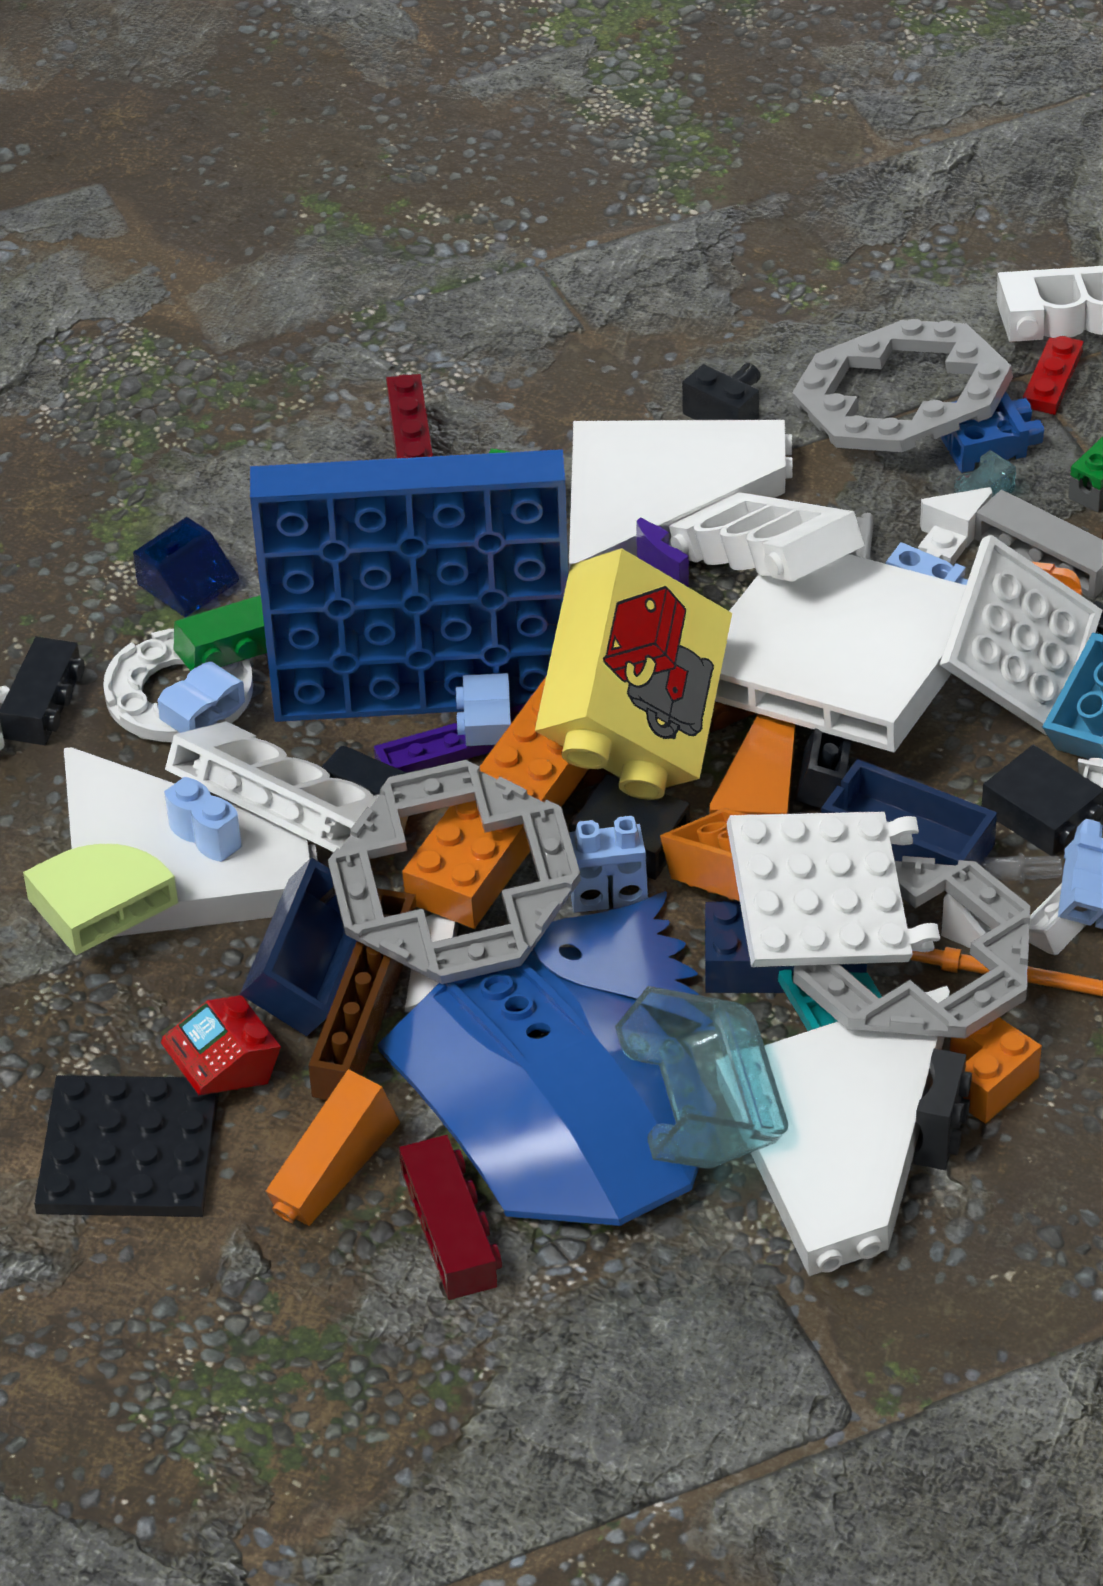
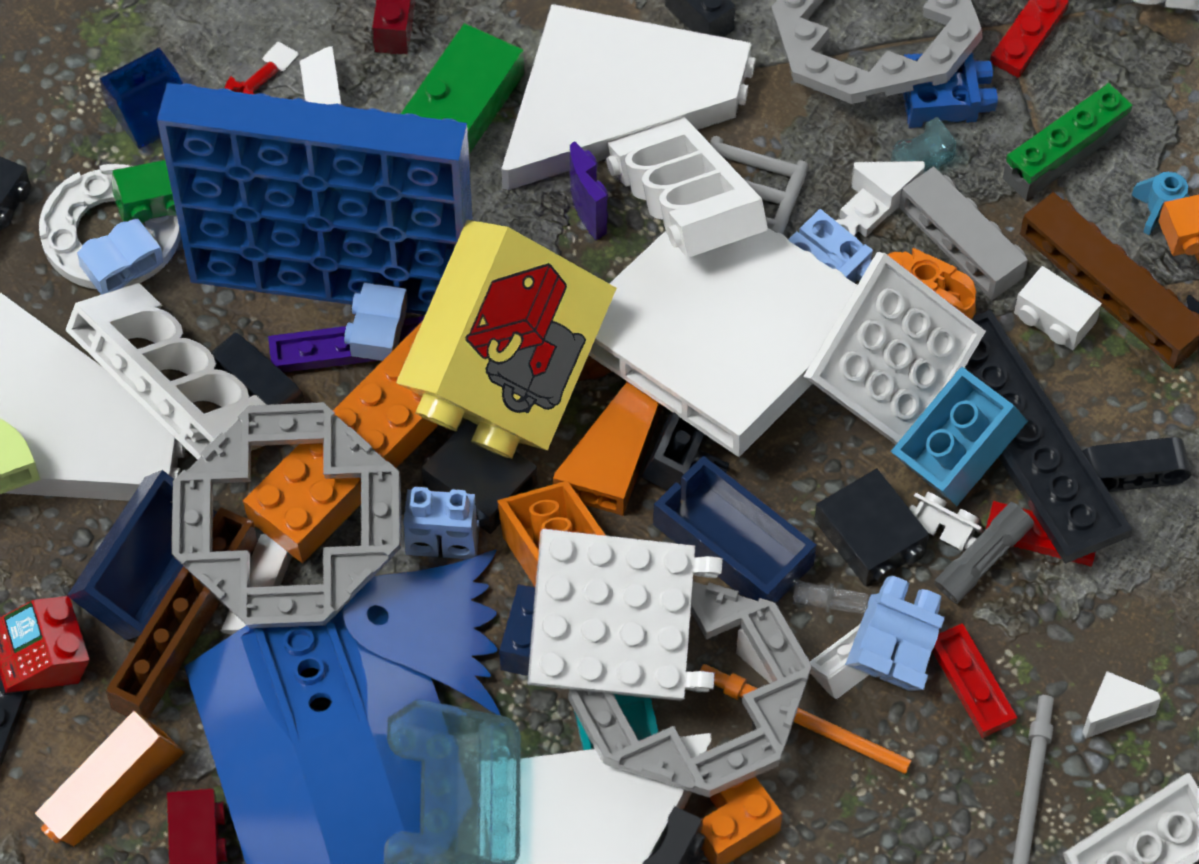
camera: 10 degrees right, 15 degrees up
(203, 819) = (81, 398): light blue brick -> none

